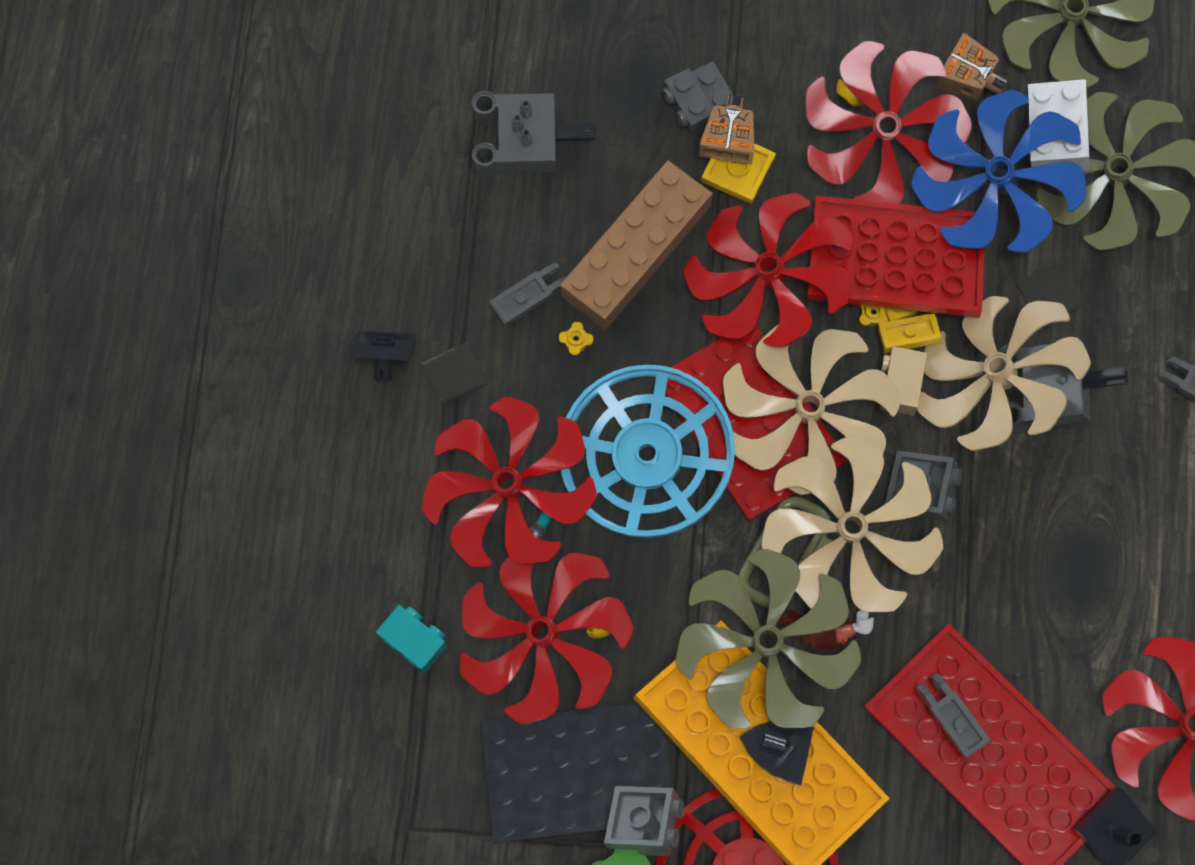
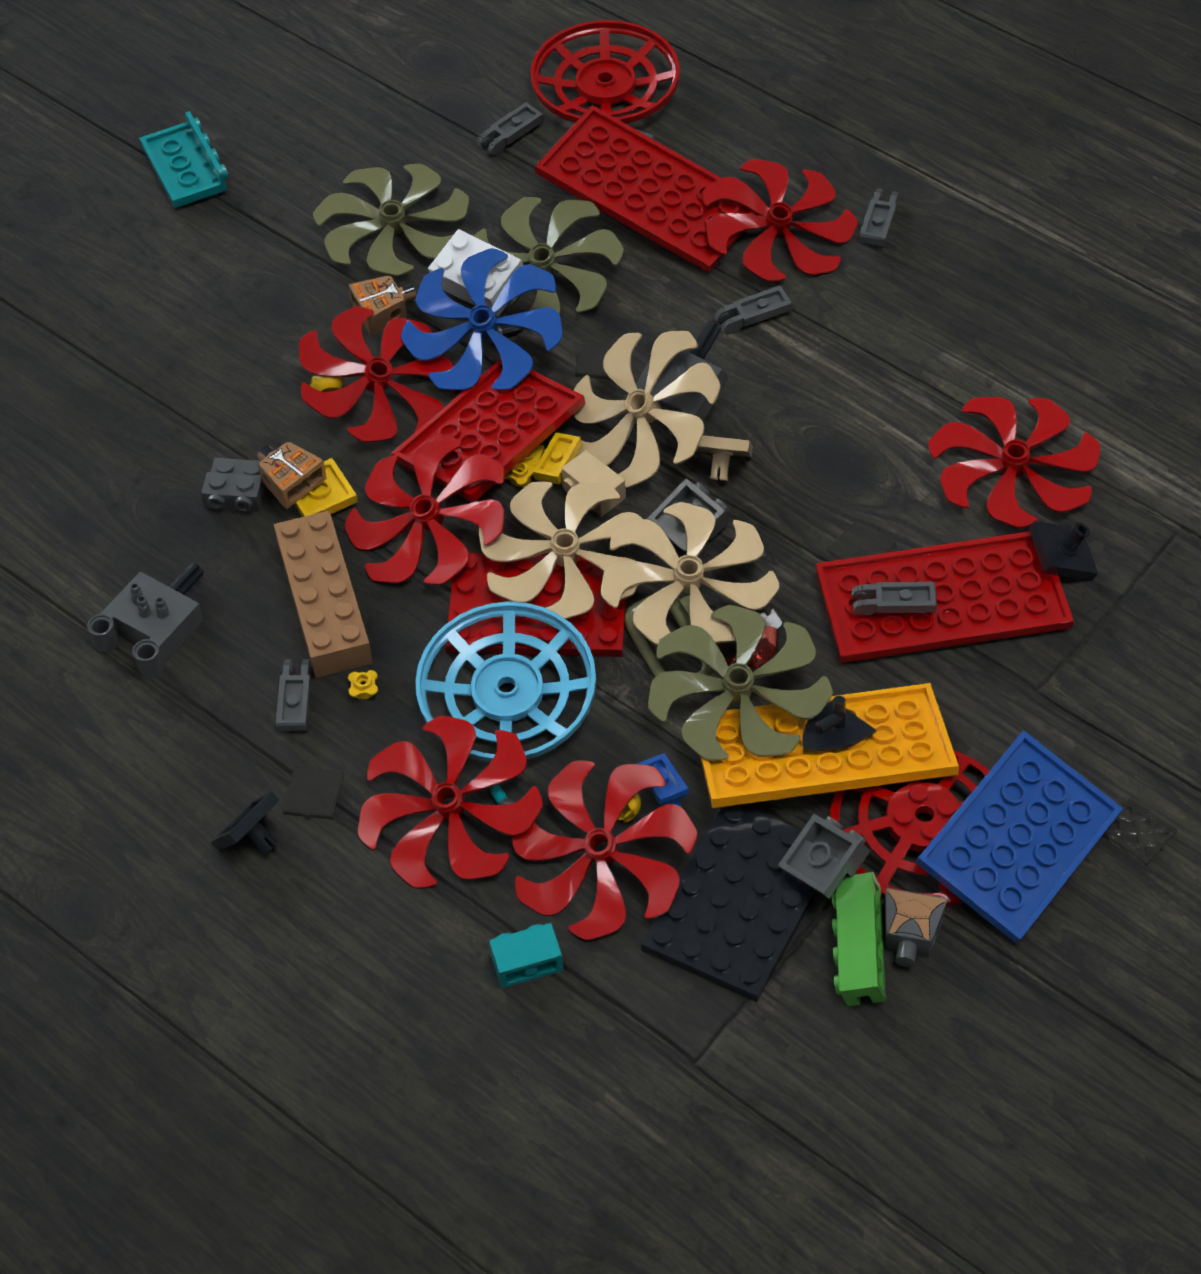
camera: 55 degrees left, 20 degrees down
(647, 631) = (675, 786): none -> blue plate
(1012, 466) = (722, 450): none -> tan tile

